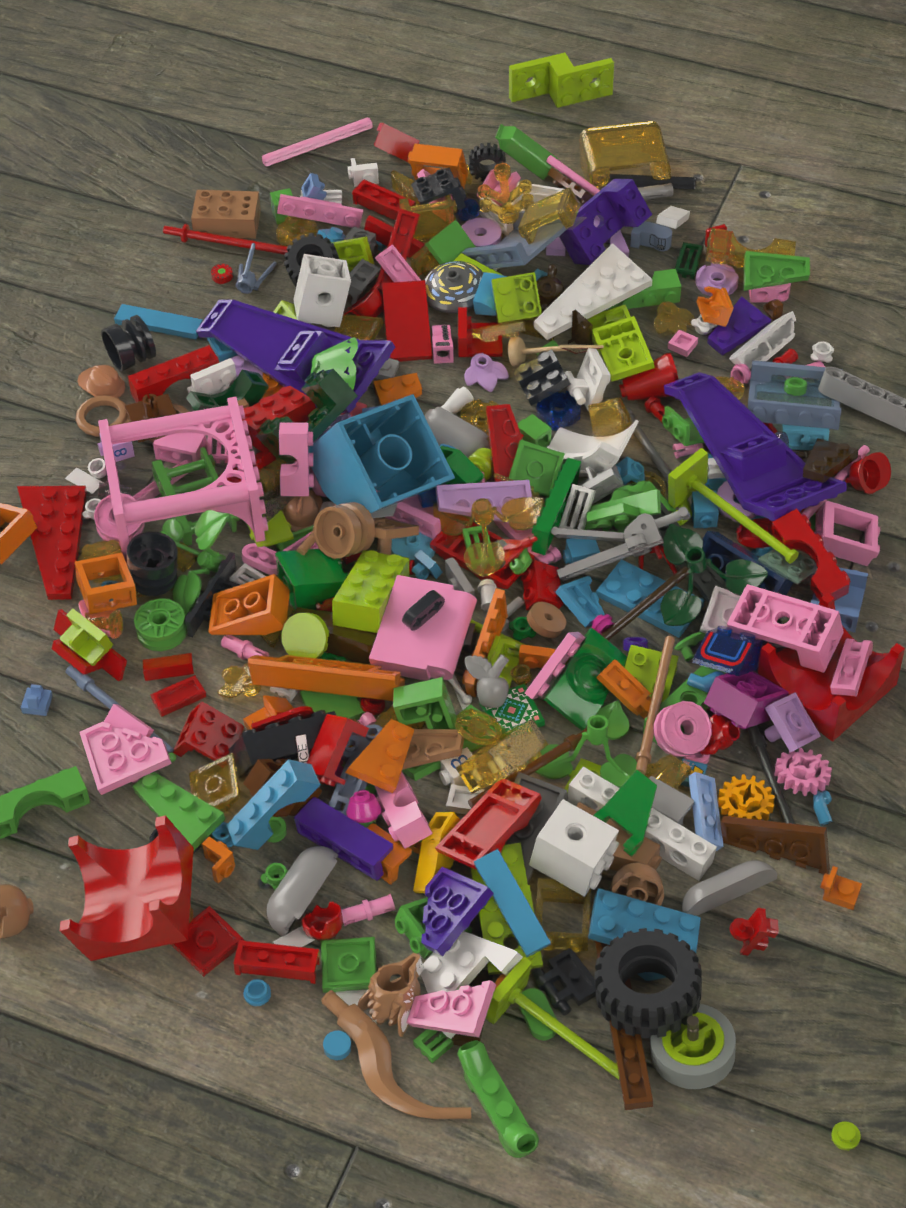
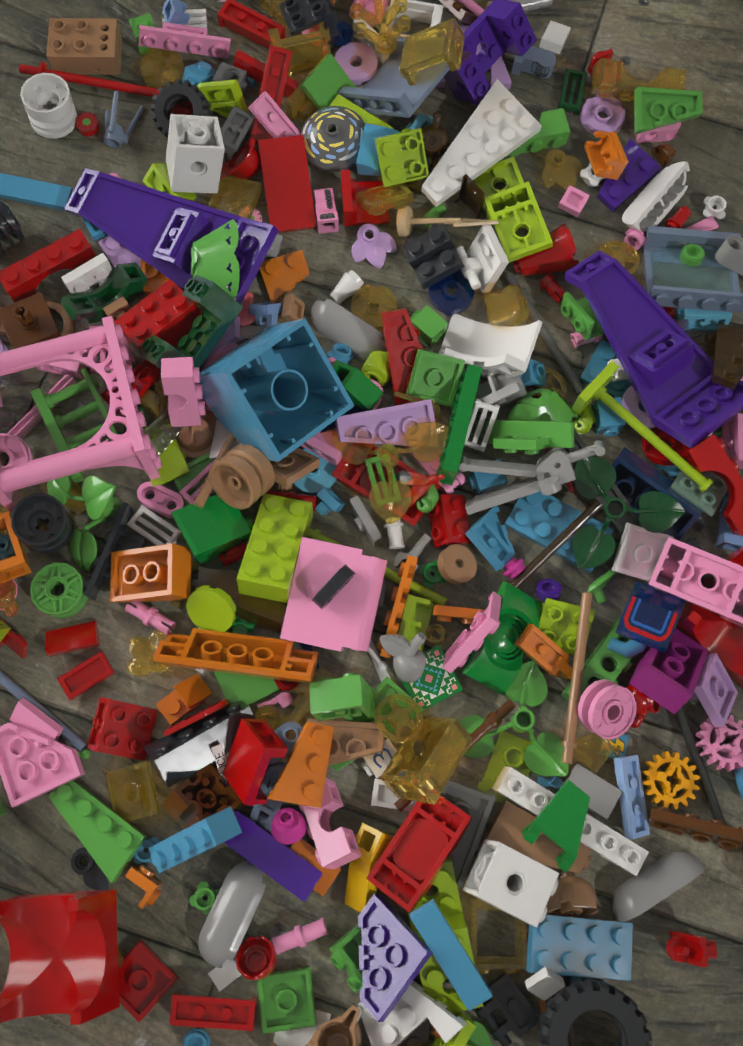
camera: 10 degrees left, 25 degrees up
(189, 255) = (49, 105): none -> white wheel
(600, 940) = (544, 983): none -> white tile

